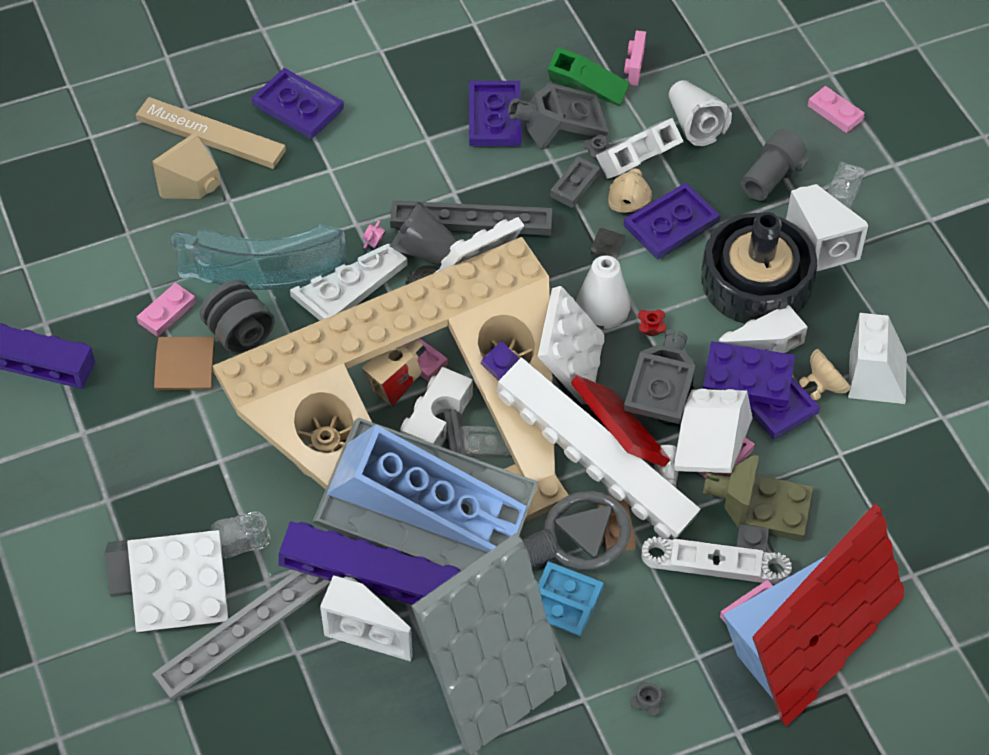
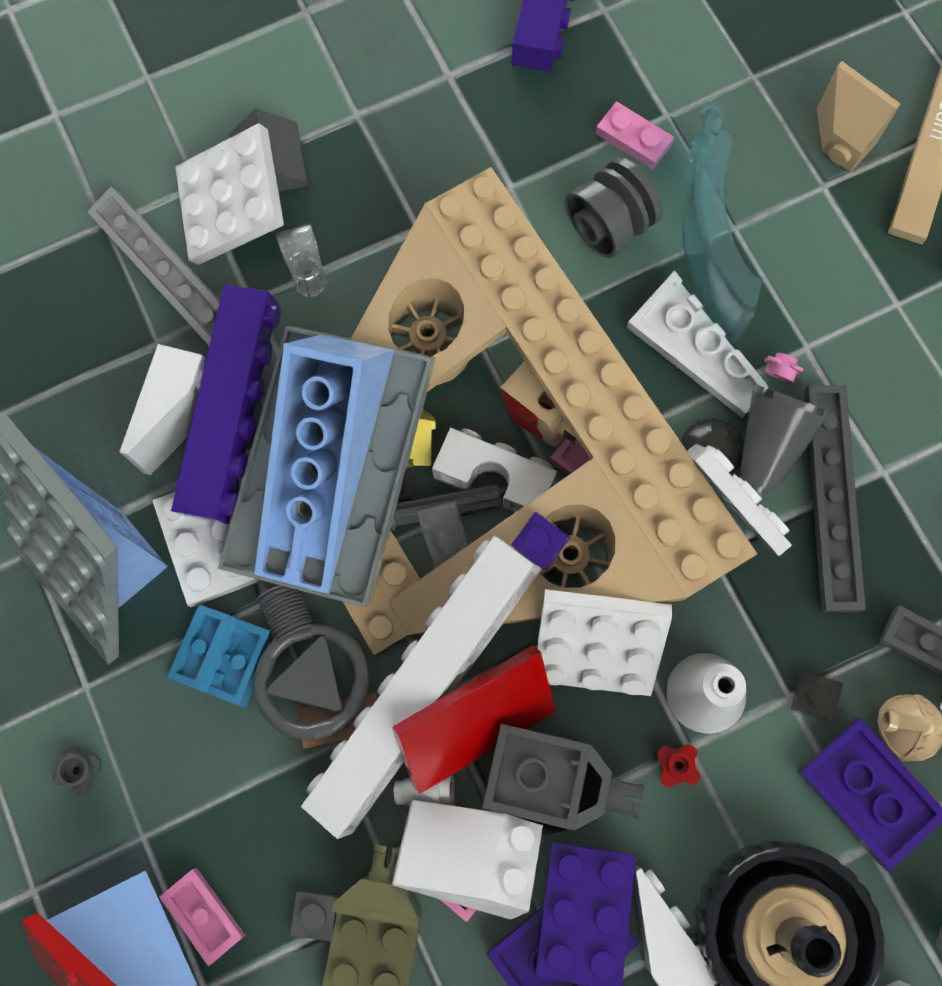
camera: 90 degrees right, 20 degrees up
(184, 363) = (549, 163): medium nougat slope -> none
(697, 559) = (275, 894): white piece -> none

